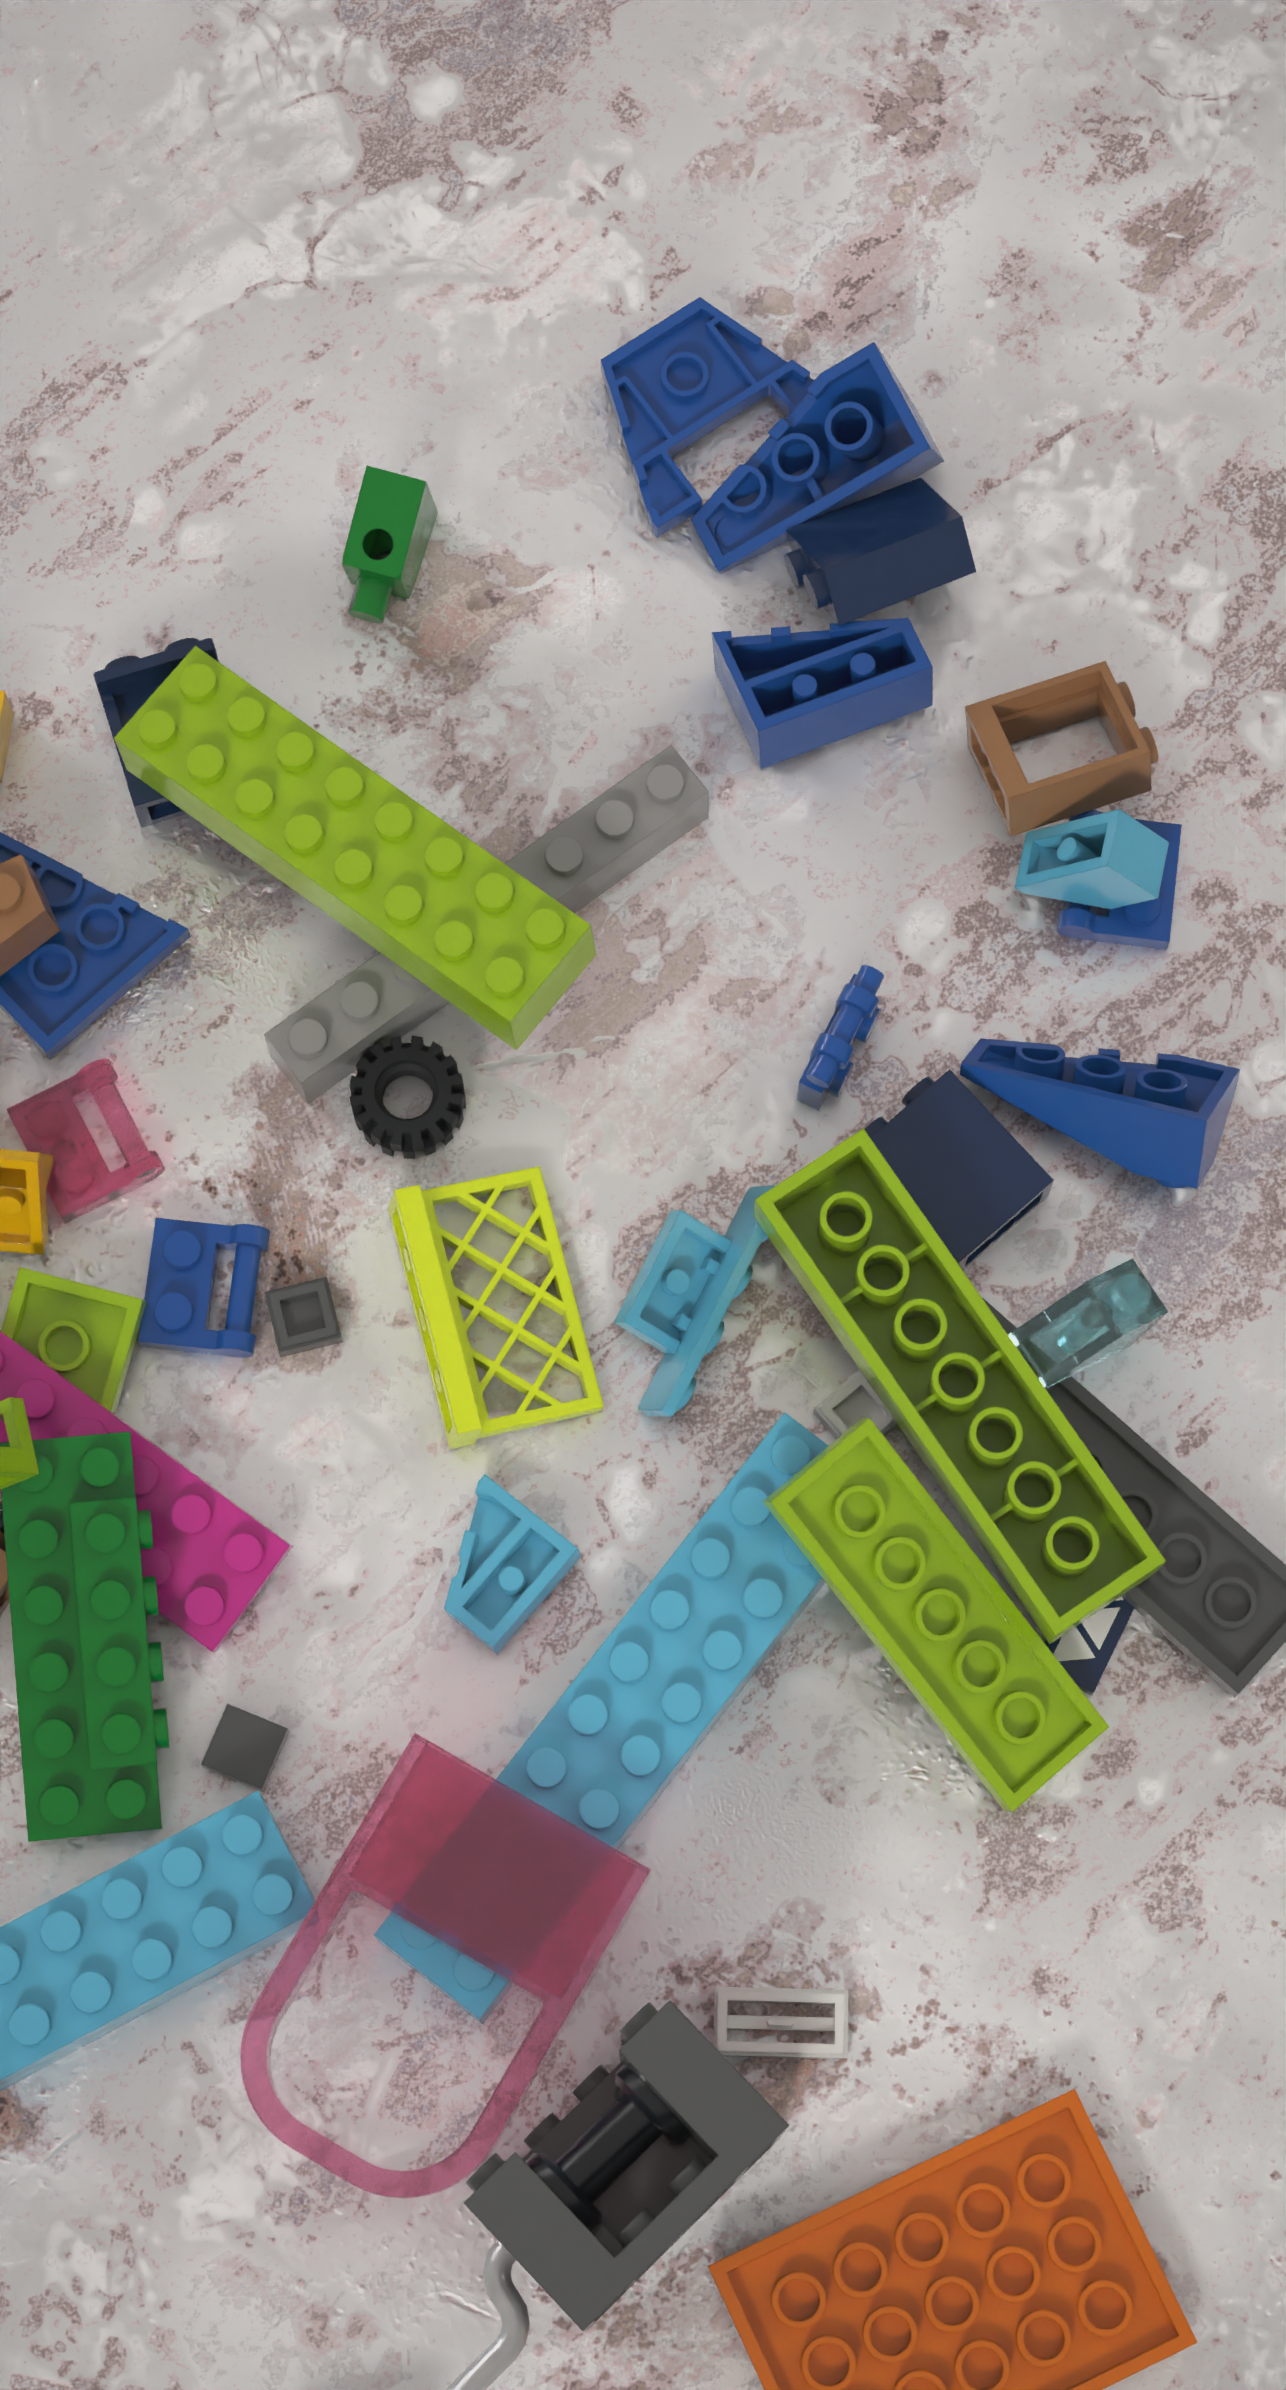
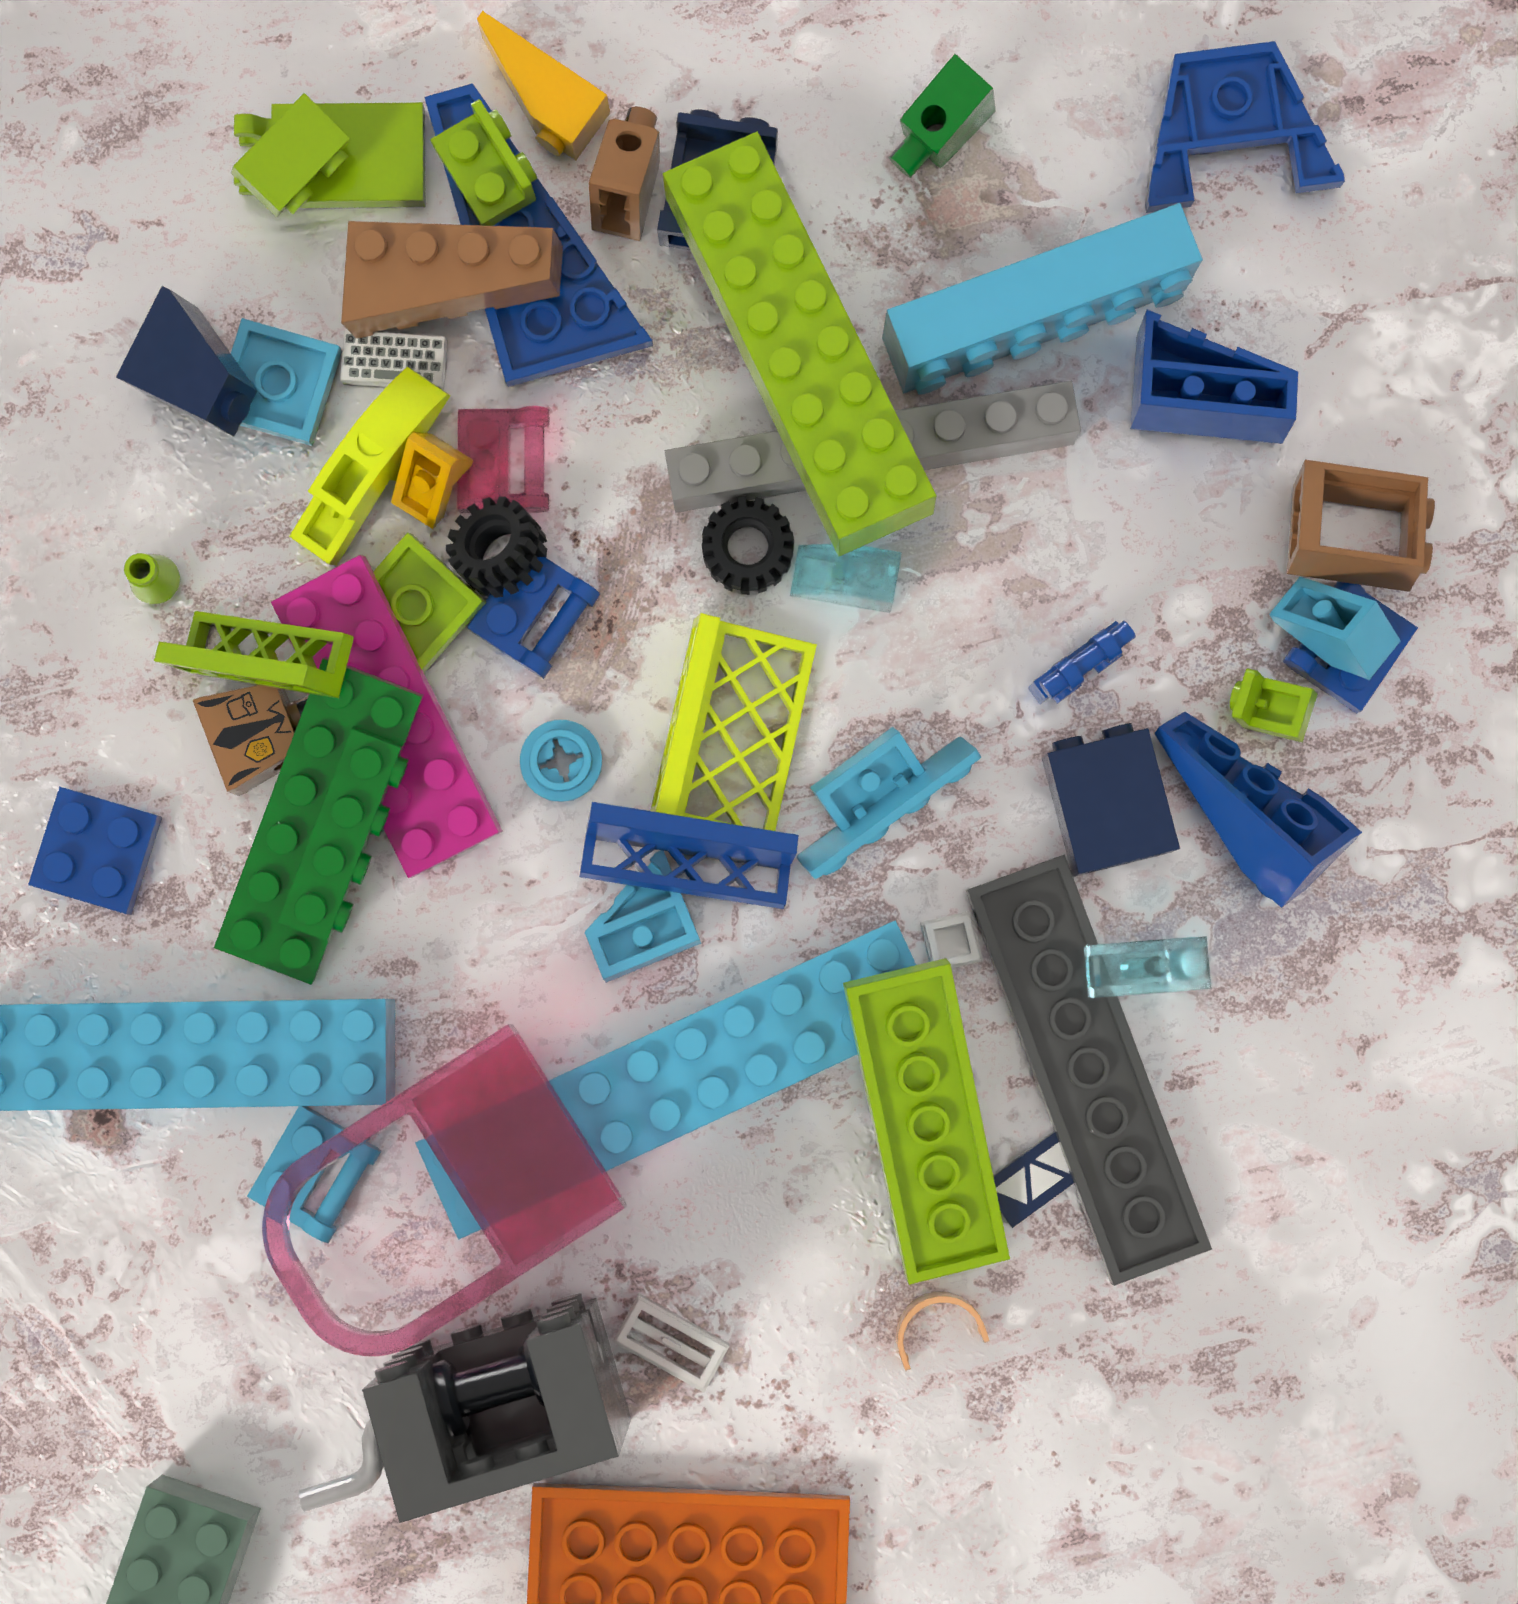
camera: 30 degrees right, 10 degrees up
(66, 755) = (625, 174): none -> medium nougat torso
(105, 1218) = (509, 565): none -> black tyre
(233, 2003) = (303, 1134): none -> medium azure plate
(245, 1747) = (398, 957): dark grey tile -> none
(303, 1317) = (593, 668): dark grey tile -> none
(322, 1406) = (540, 748): none -> medium azure gear
(509, 1441) = (692, 837): none -> blue fence
(543, 1074) = (856, 579): none -> clear light blue slope
(591, 680) = (1041, 300): none -> medium azure brick
(835, 448) = (1306, 214): blue wedge -> none
(879, 551) = (1304, 308): dark blue brick -> none
(957, 1386) = (1028, 968): lime brick -> none
(1068, 1804) = (924, 1301): none -> light nougat helmet
(1071, 983) = (1272, 706): none -> lime bracket

